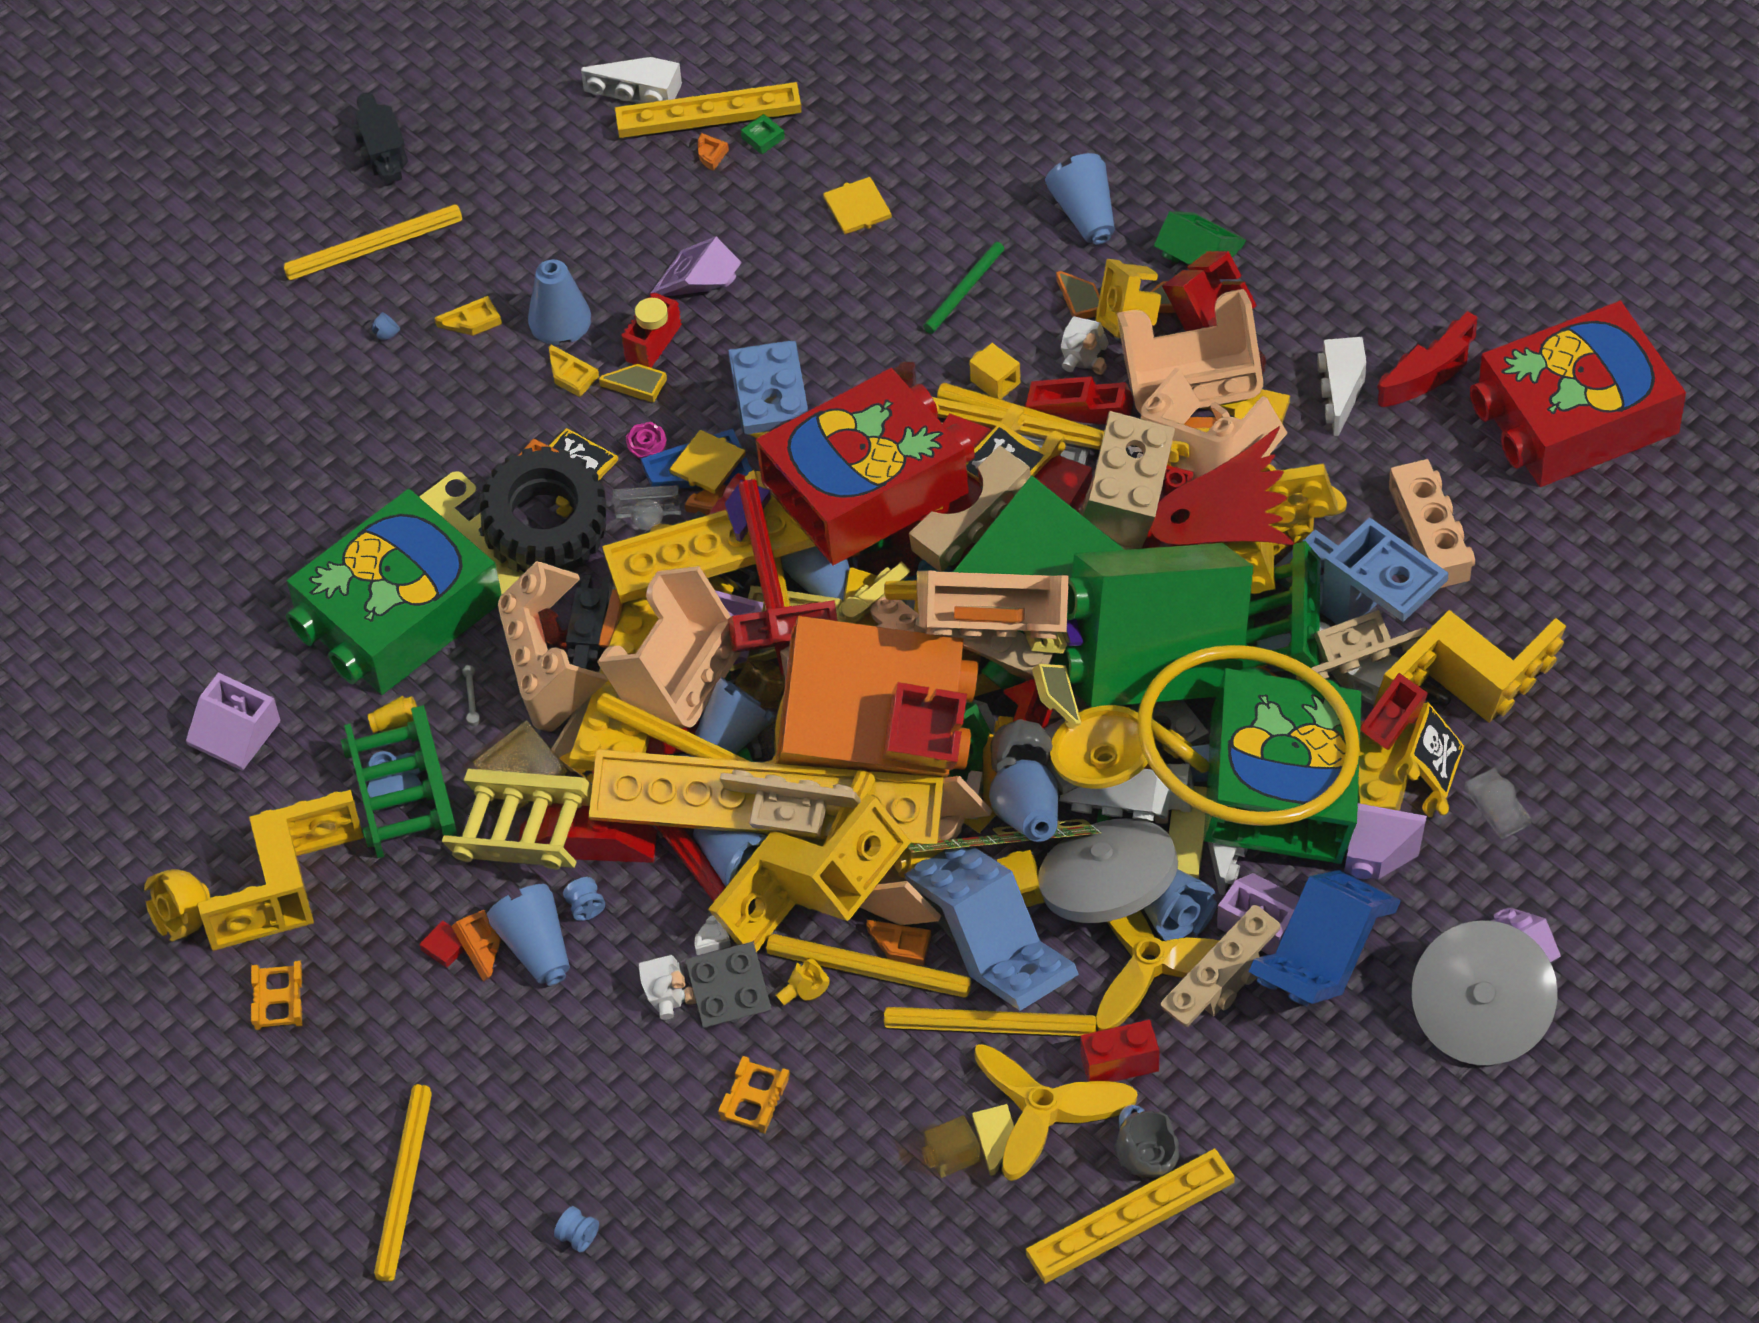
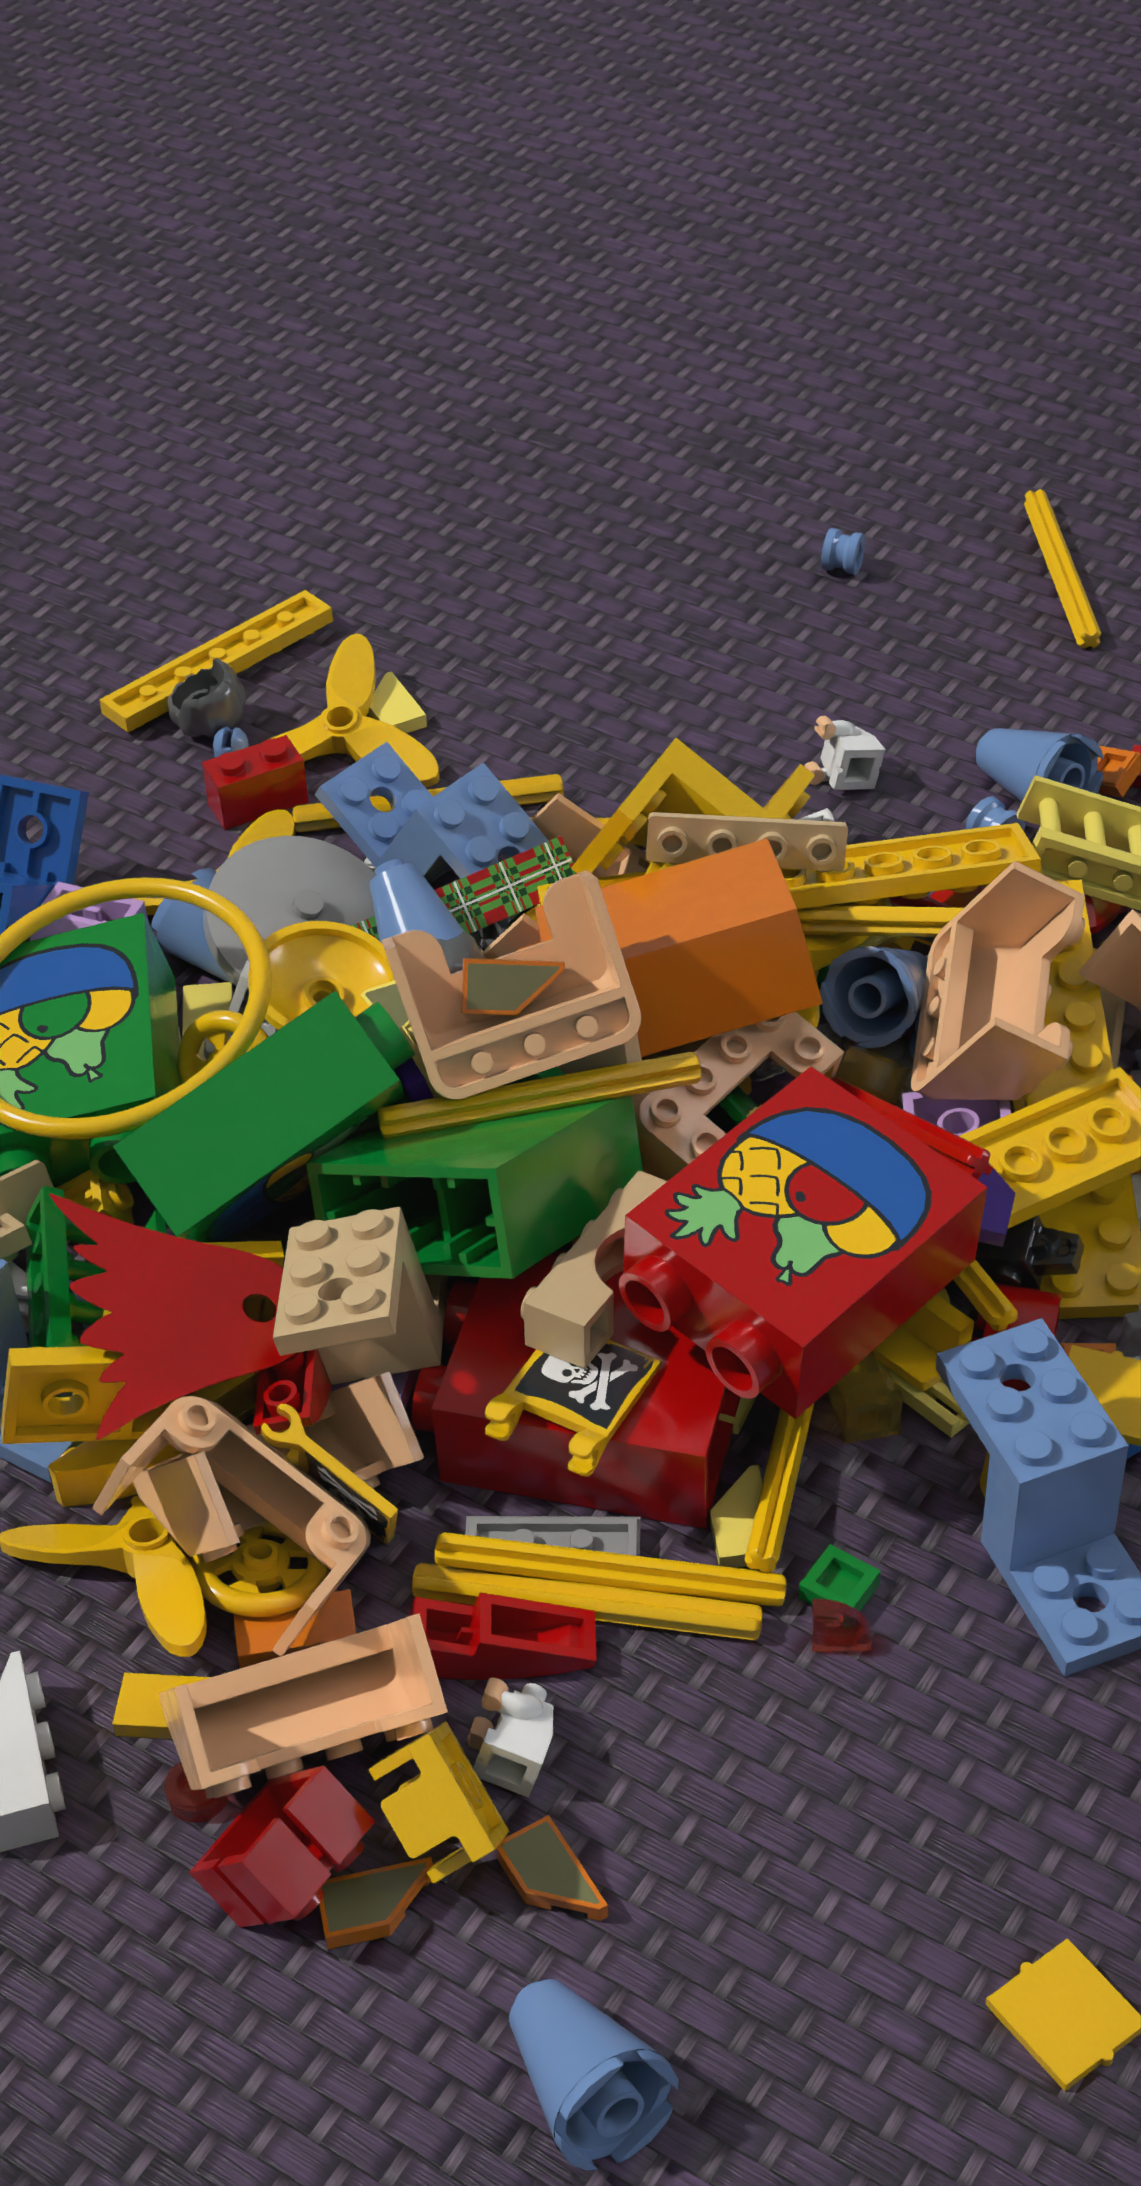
camera: 165 degrees right, 10 degrees down
(728, 984) = (765, 777): dark grey hinge -> none
(743, 1092) = (676, 697): light orange piece -> none
(774, 625) = (859, 1058): red slope -> none
(921, 730) = (565, 853): red piece -> none
(951, 1147) = (440, 677): clear yellow brick -> none
(963, 287) = (781, 1855): green bar -> none
(994, 371) = (668, 1661): yellow brick -> none
(1189, 236) = (325, 2028): green slope -> none
(1223, 969) = (138, 849): tan bracket -> none

